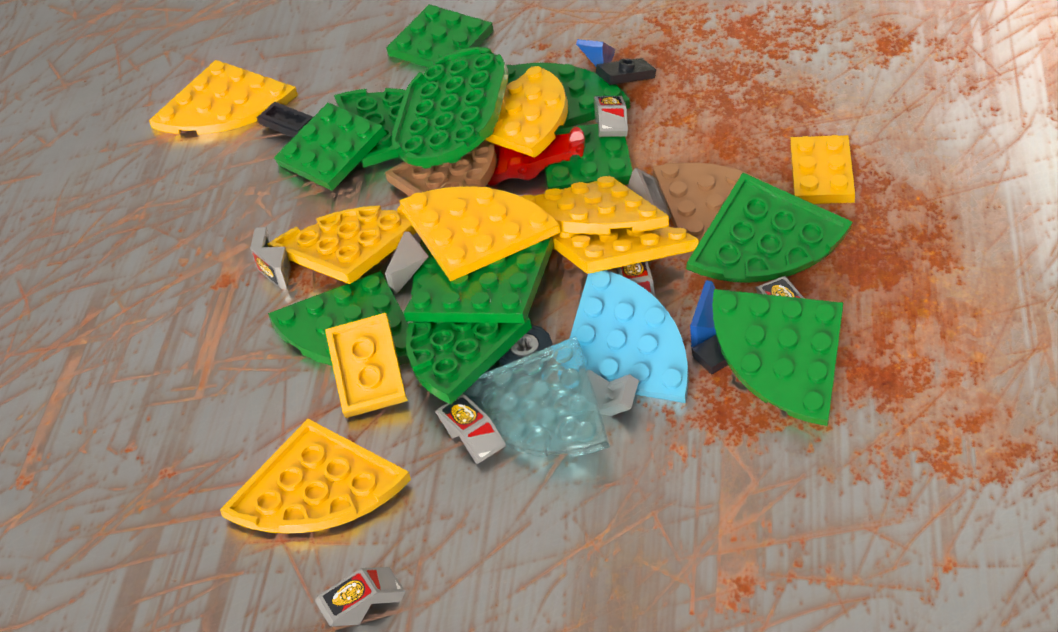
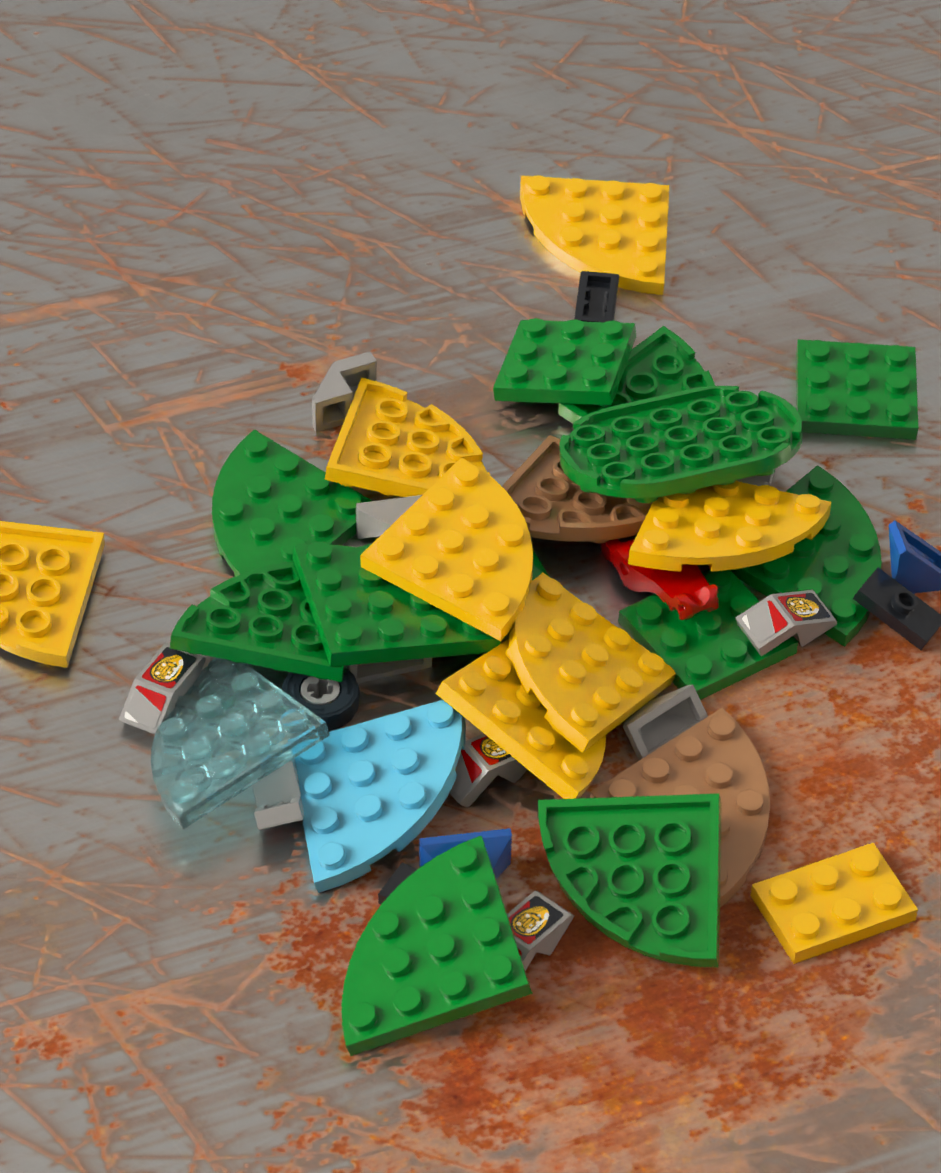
camera: 55 degrees right, 0 degrees up
(365, 365) = (205, 548): yellow plate -> none

